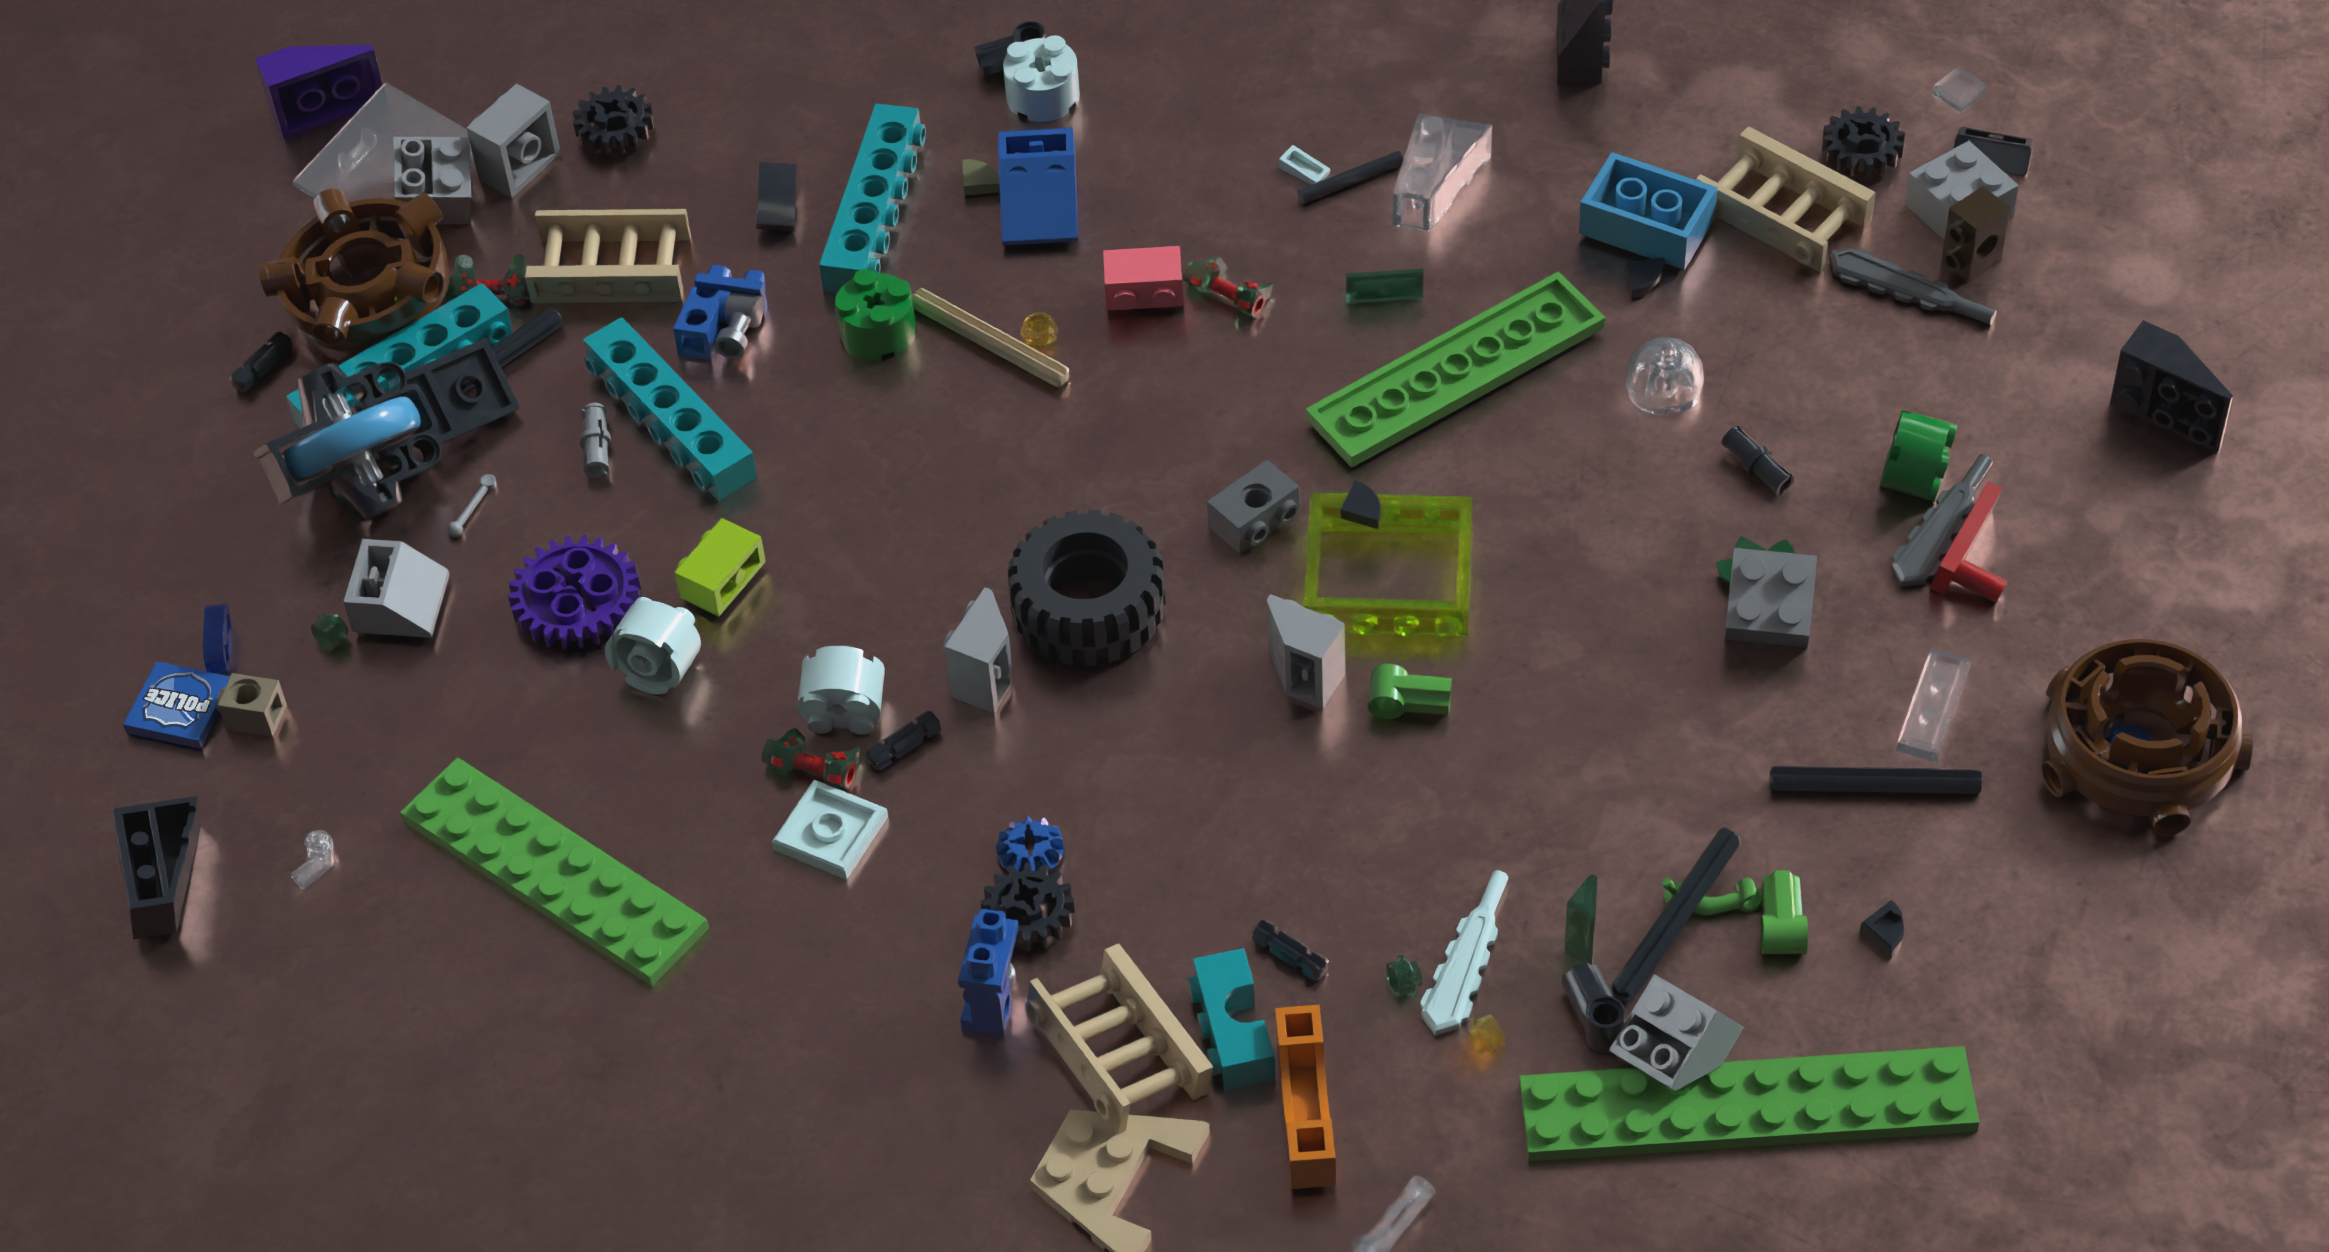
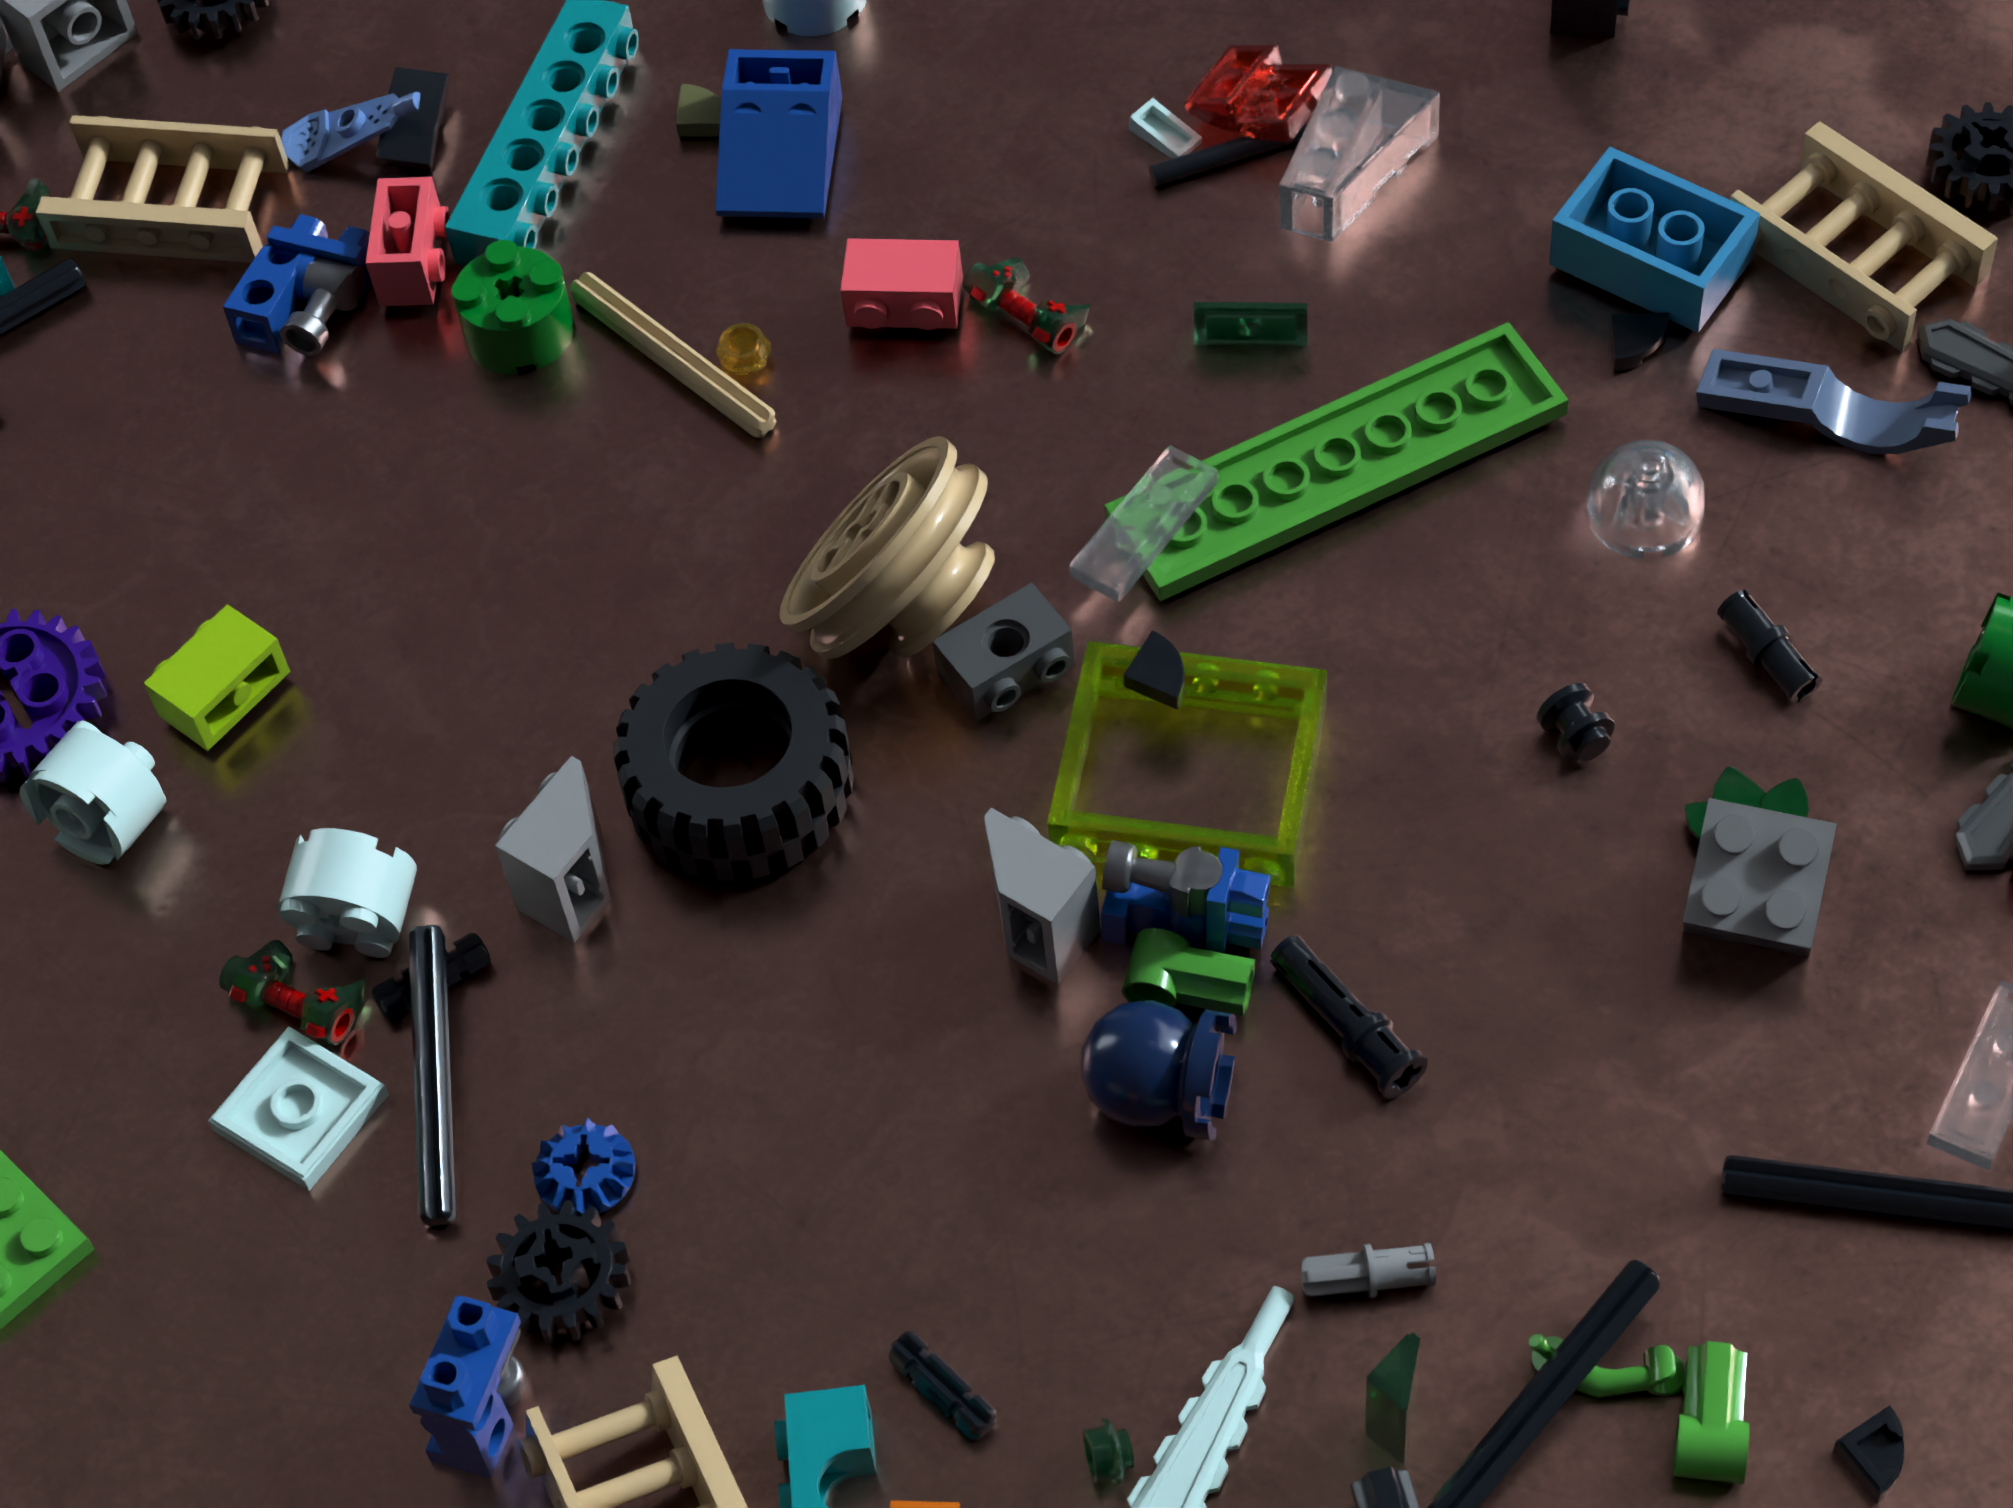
camera: 10 degrees right, 5 degrees up
(595, 440) = (89, 463): light grey pin -> none
(669, 409) = (201, 428): teal brick -> none
(717, 212) = (330, 134): none -> medium blue piece
(791, 276) = (406, 241): none -> coral brick
(919, 798) = (432, 1076): none -> black axle
(1175, 448) = (895, 558): none -> tan wheel
(1335, 417) = (1143, 523): none -> clear tile
(1364, 137) = (1257, 94): none -> clear red slope
(1397, 745) = (1154, 1065): none -> dark blue tile
(1409, 640) = (1194, 897): none -> blue hips
(1529, 717) = (1364, 1033): none -> black pin
(1553, 855) = (1367, 1271): none -> light grey axle
(1644, 522) = (1583, 732): none -> black wheel
(1767, 303) = (1816, 397): none -> sand blue piece

